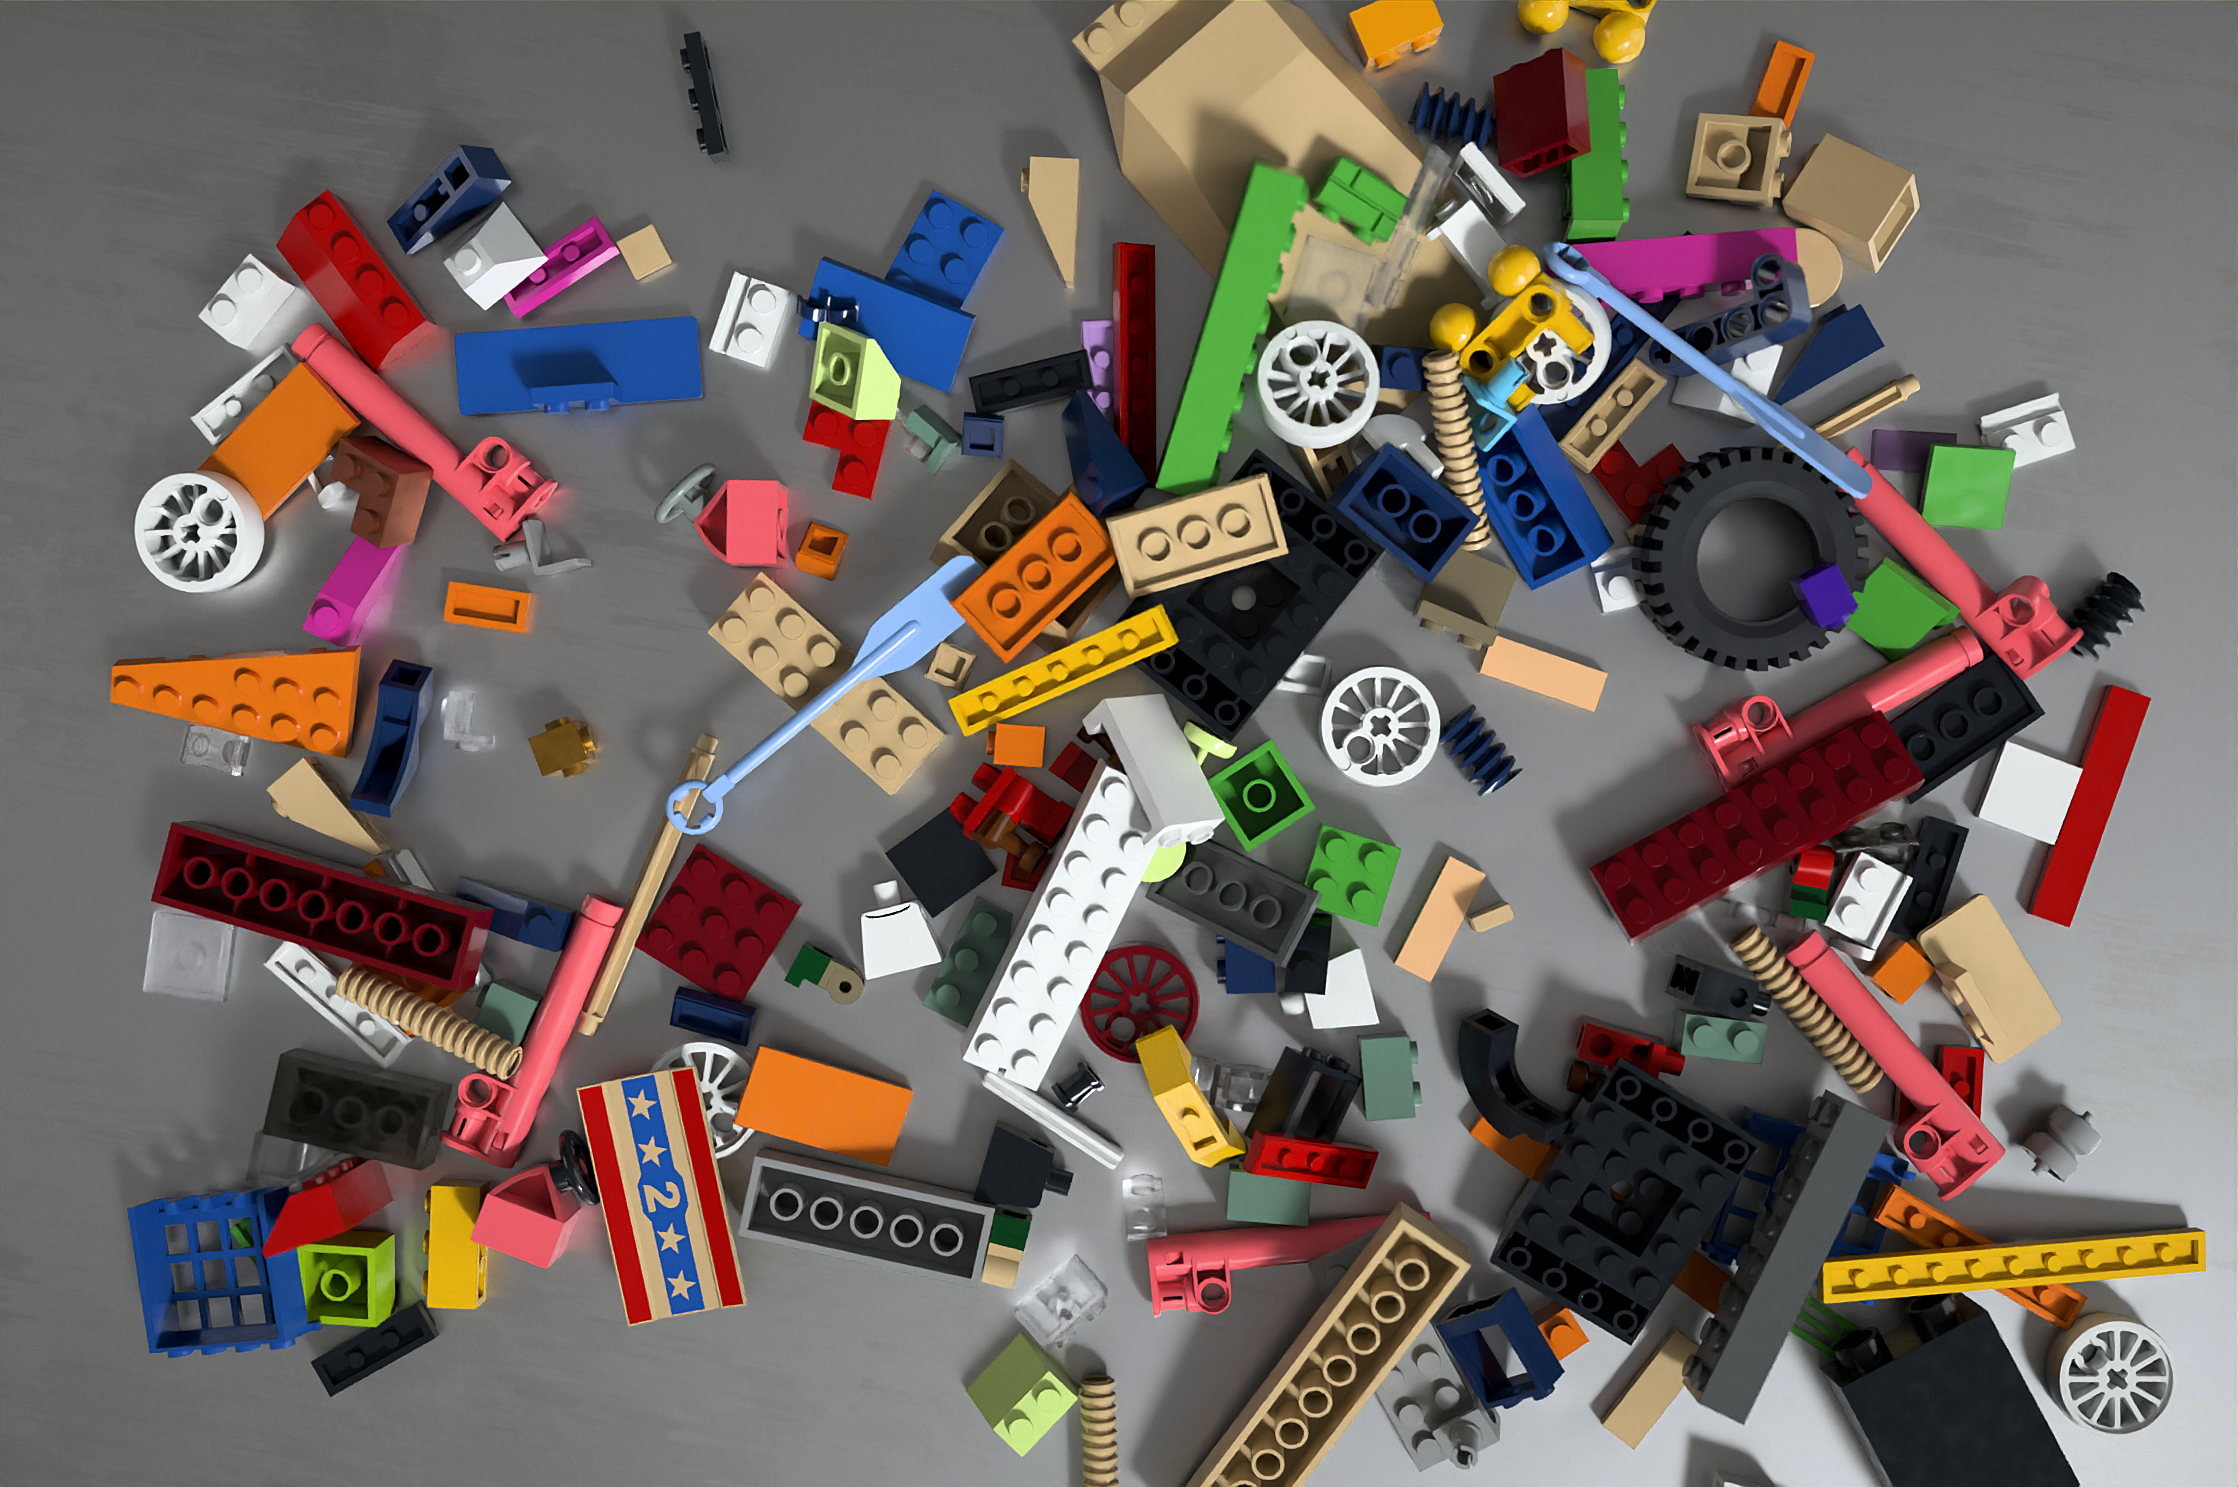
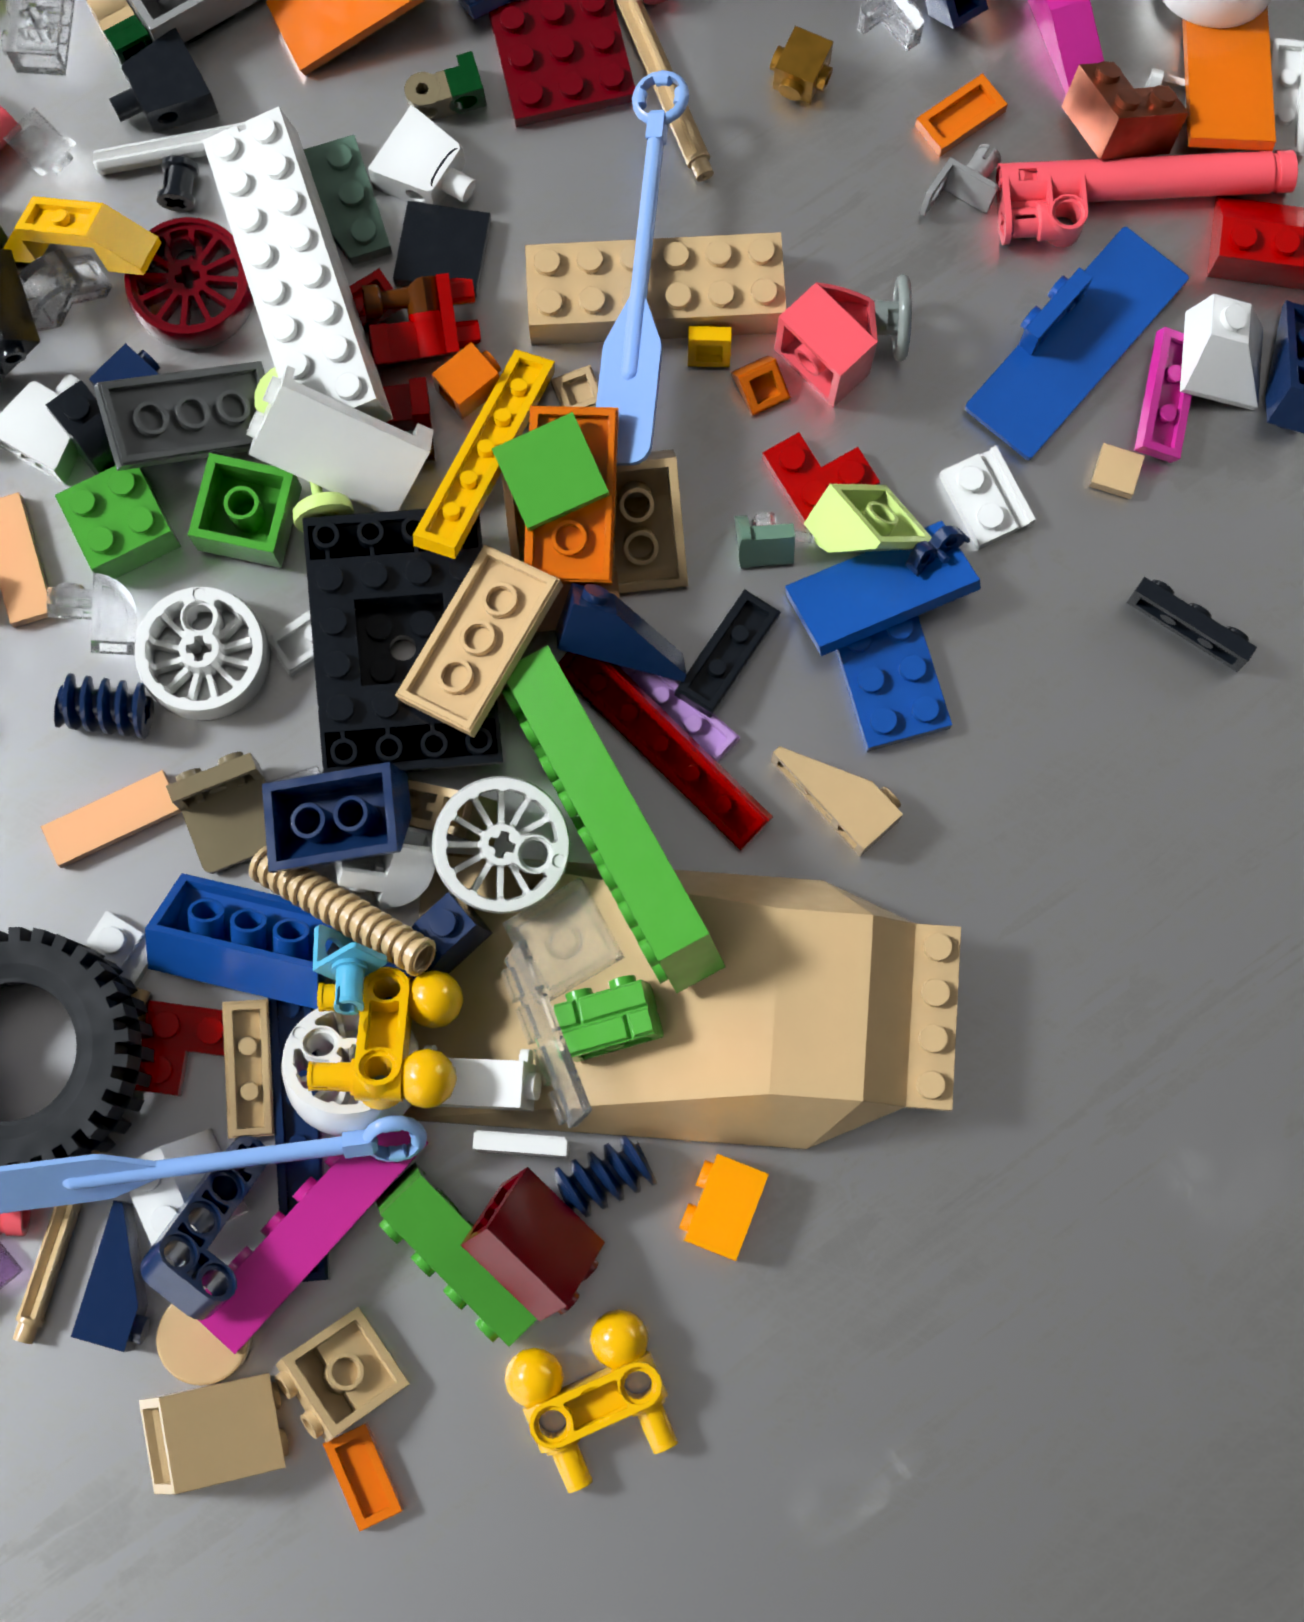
camera: 135 degrees right, 10 degrees down
(831, 608) = (709, 346): none -> yellow plate
(982, 435) = (726, 579): dark blue tile -> none
(1039, 601) = (550, 471): none -> bright green tile
(1413, 812) = (106, 605): none -> clear brick

